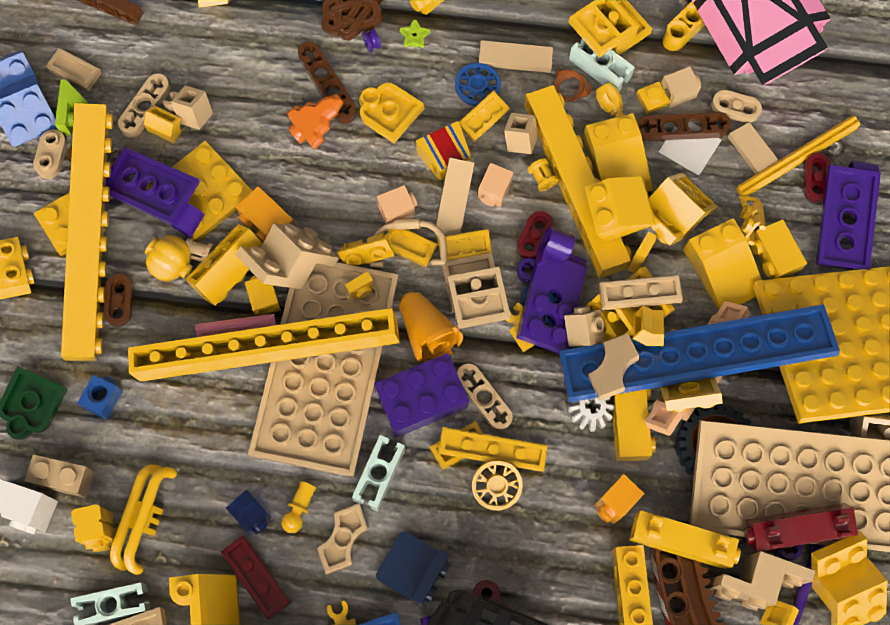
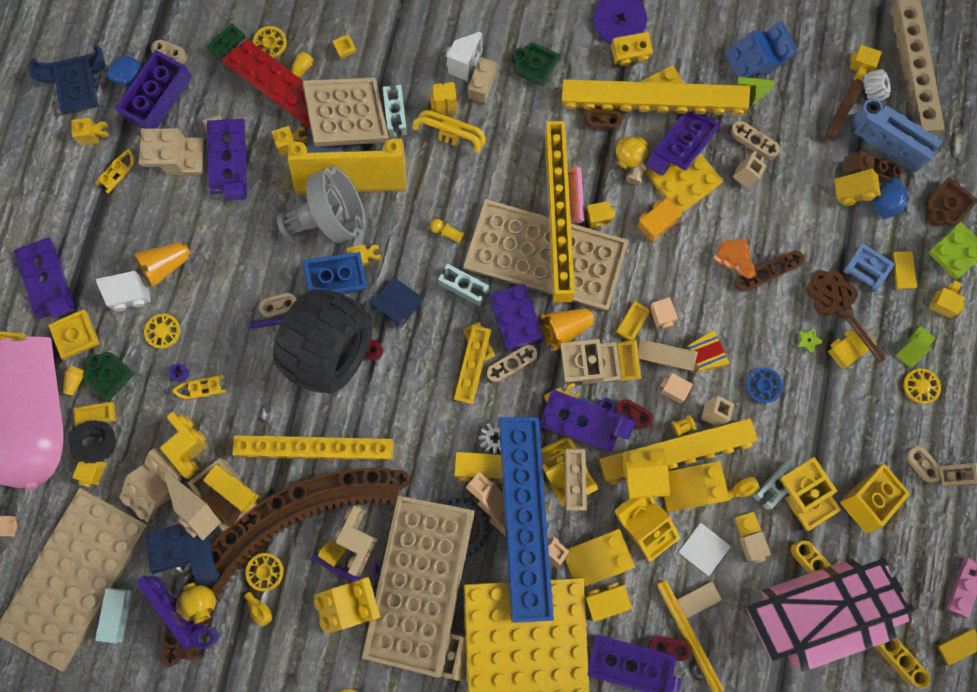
camera: 100 degrees right, 5 degrees up
(50, 152) = (718, 76): tan plate -> none
(73, 69) = (786, 92): tan tile -> none
(105, 406) = (535, 99): blue brick -> none
(162, 124) = (733, 157): yellow piece -> none
(222, 267) = (623, 190): yellow brick -> none
(249, 513) = (445, 198): clear blue brick -> none
(255, 577) = (403, 201): dark red tile -> none
(287, 256) = (624, 229): tan bracket -> none
(336, 552) = (415, 255): tan tile -> none
(360, 286) = (598, 279): yellow plate -> none
(362, 253) = (627, 281): yellow hinge -> none
(371, 40) = (804, 306): dark purple bush -> none
(389, 110) = (743, 315): yellow plate -> none
(415, 224) = (646, 321): tan piece -> none
(483, 116) = (735, 386): yellow plate -> none
(497, 485) = (447, 365): yellow wheel -> none
(516, 56) = (788, 418): tan tile -> none
(584, 327) = (555, 439): tan brick -> none
(585, 86) = (759, 470): dark orange piece -> none
(608, 377) = (528, 457): tan tile -> none
(618, 500) = (425, 445): light orange brick -> none
(642, 252) = (611, 491): yellow tile -> none
(649, 326) = (548, 483): yellow piece -> none
(681, 122) = (716, 543): reddish brown beam -> none
(685, 540) = (389, 487): yellow brick -> none
(691, 394) = (492, 505): yellow plate -> none
(736, 104) = (737, 592): tan plate -> none
(751, 221) = (637, 585): yellow piece -> none
(801, 527) = (388, 573): dark red brick -> none

